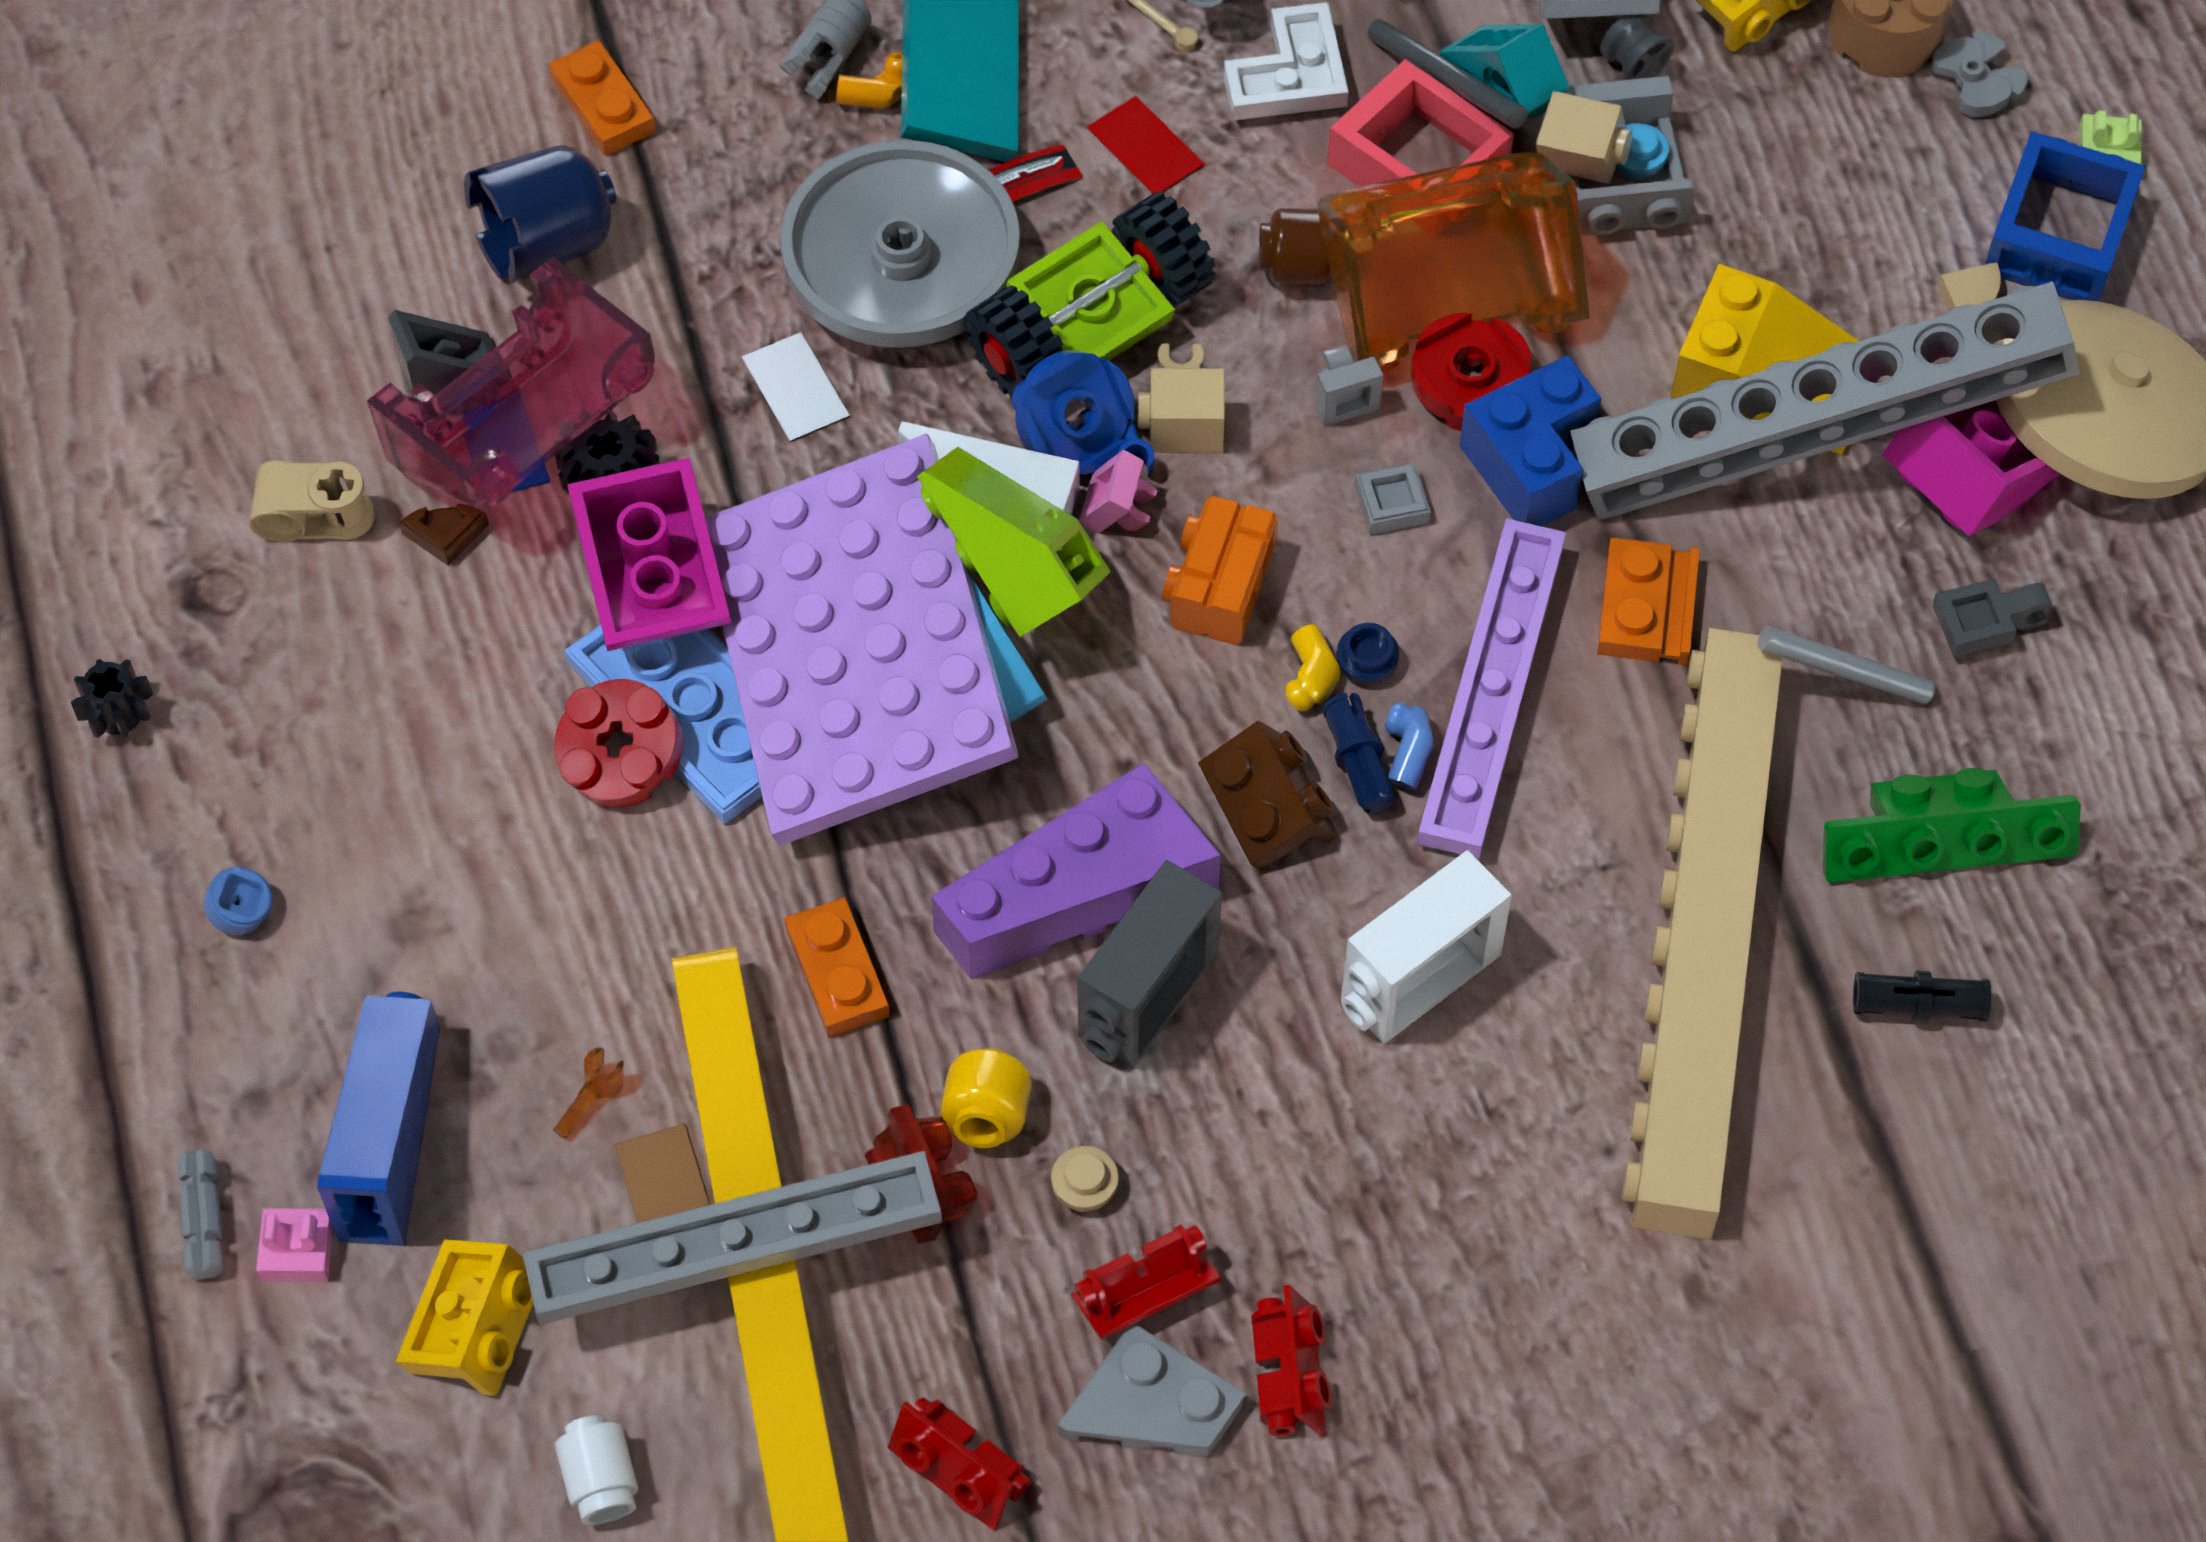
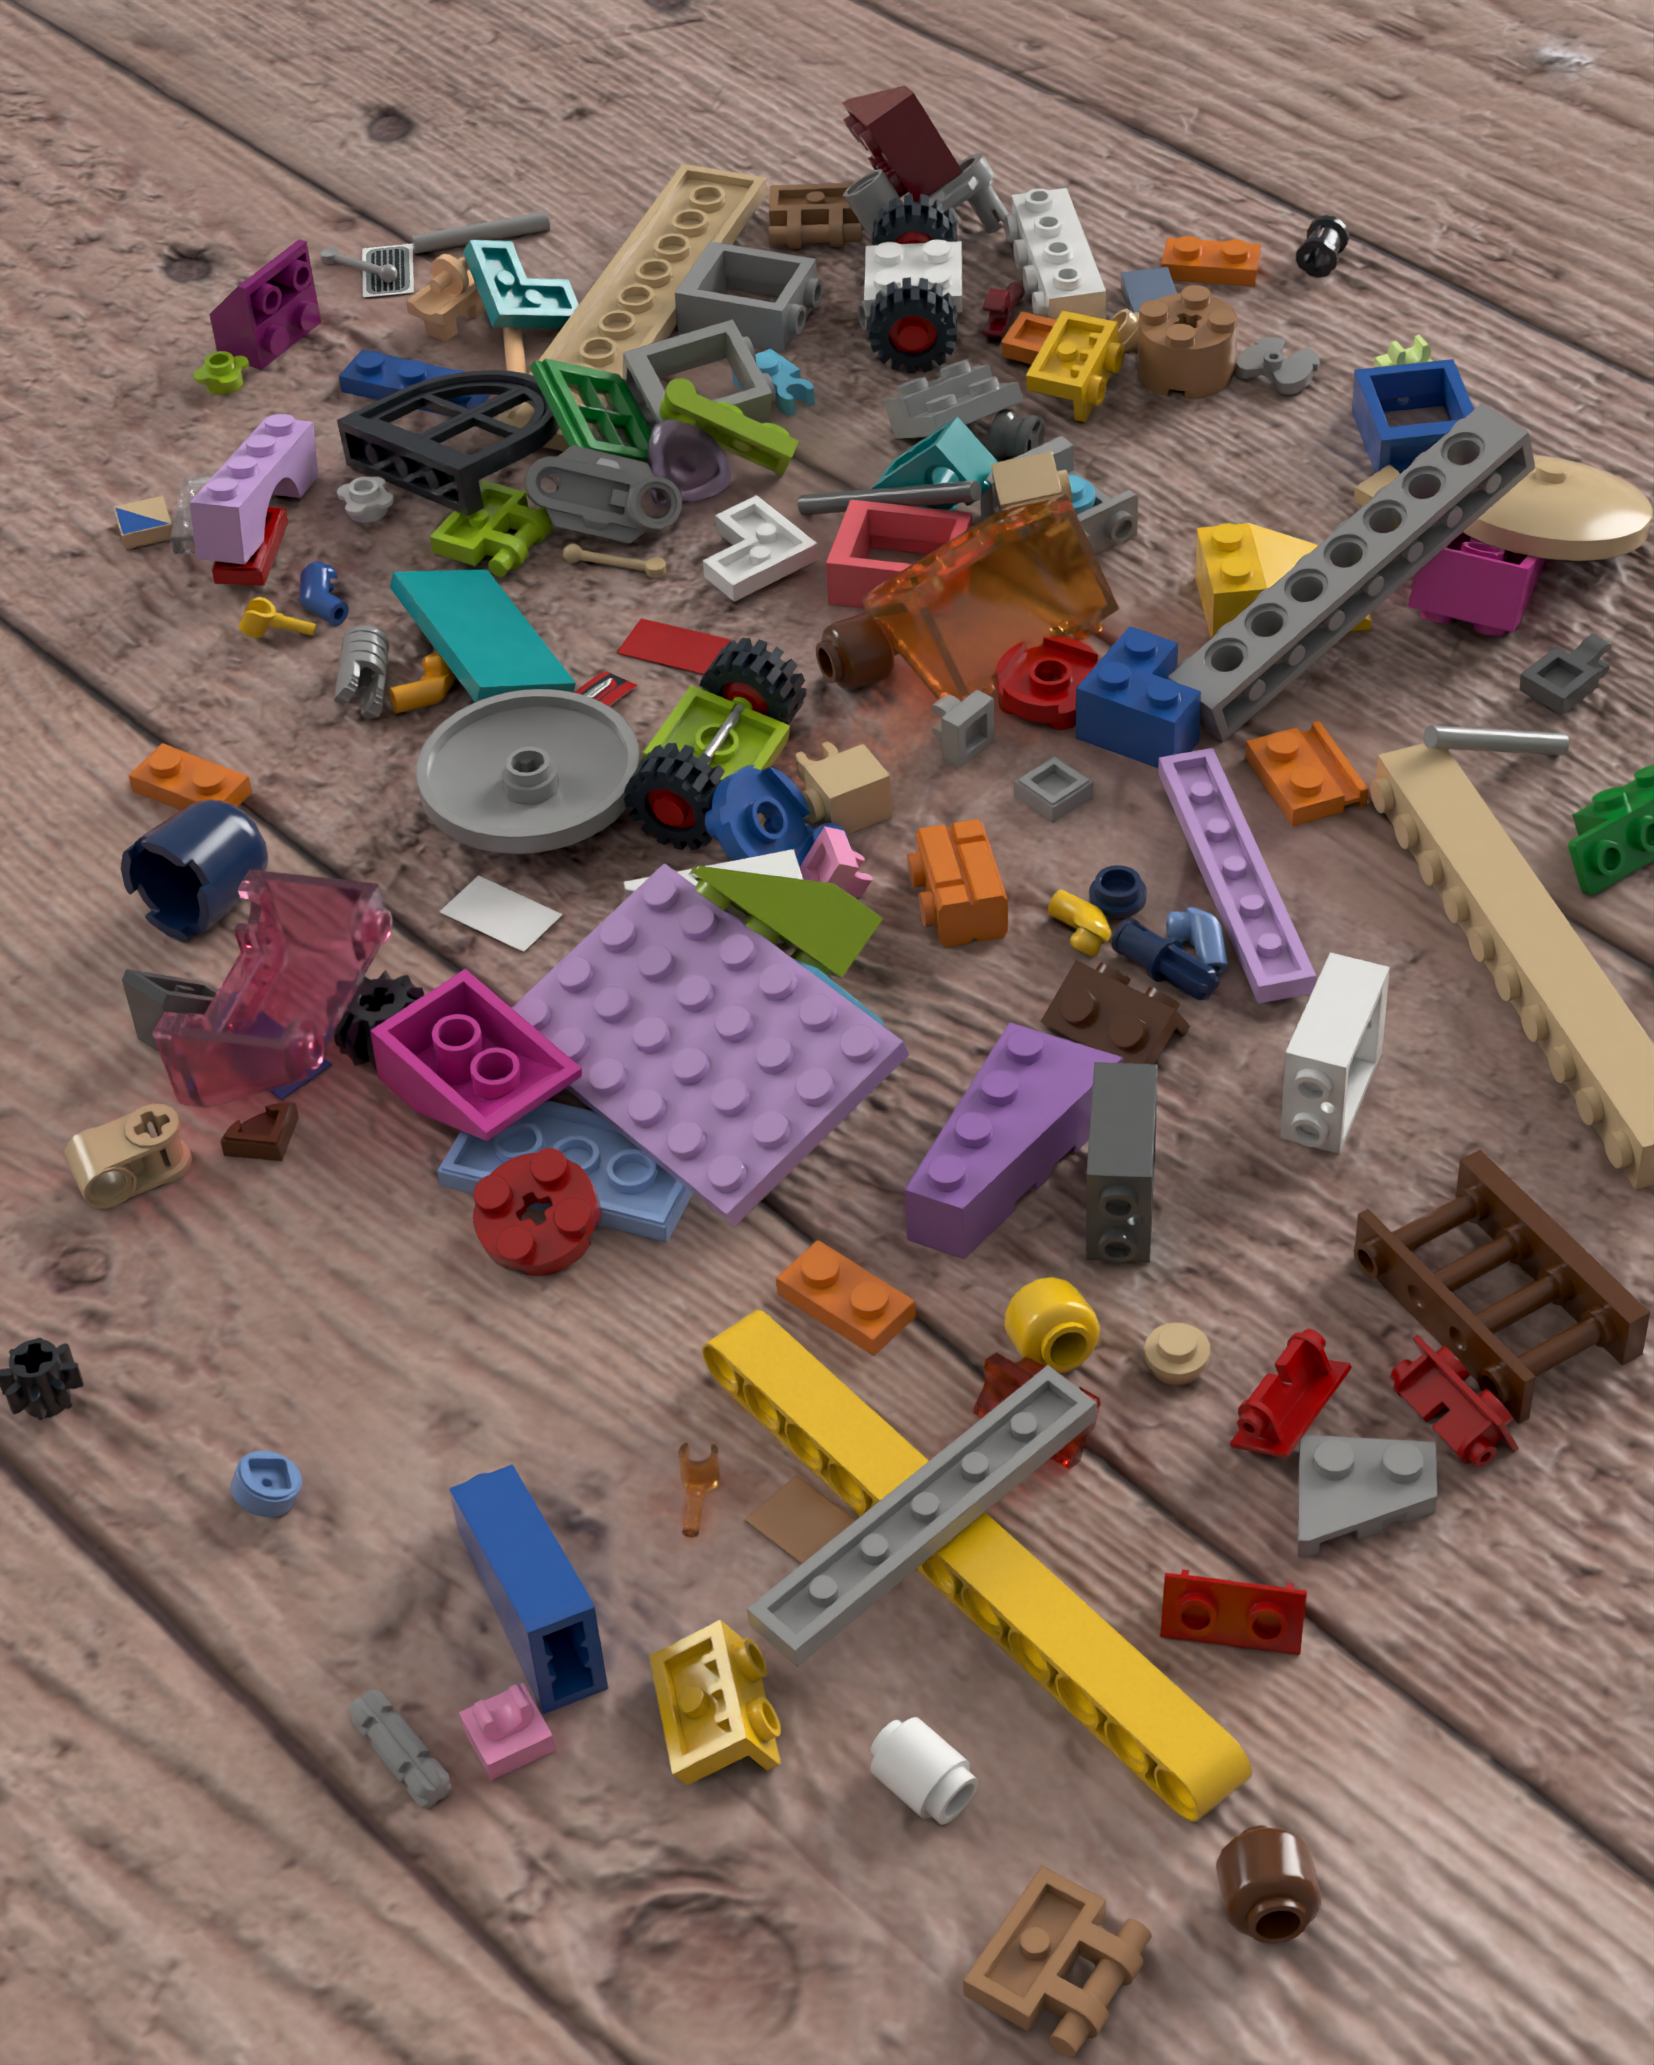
camera: 25 degrees left, 15 degrees down
(1469, 1230) = (1525, 1237): none -> reddish brown fence

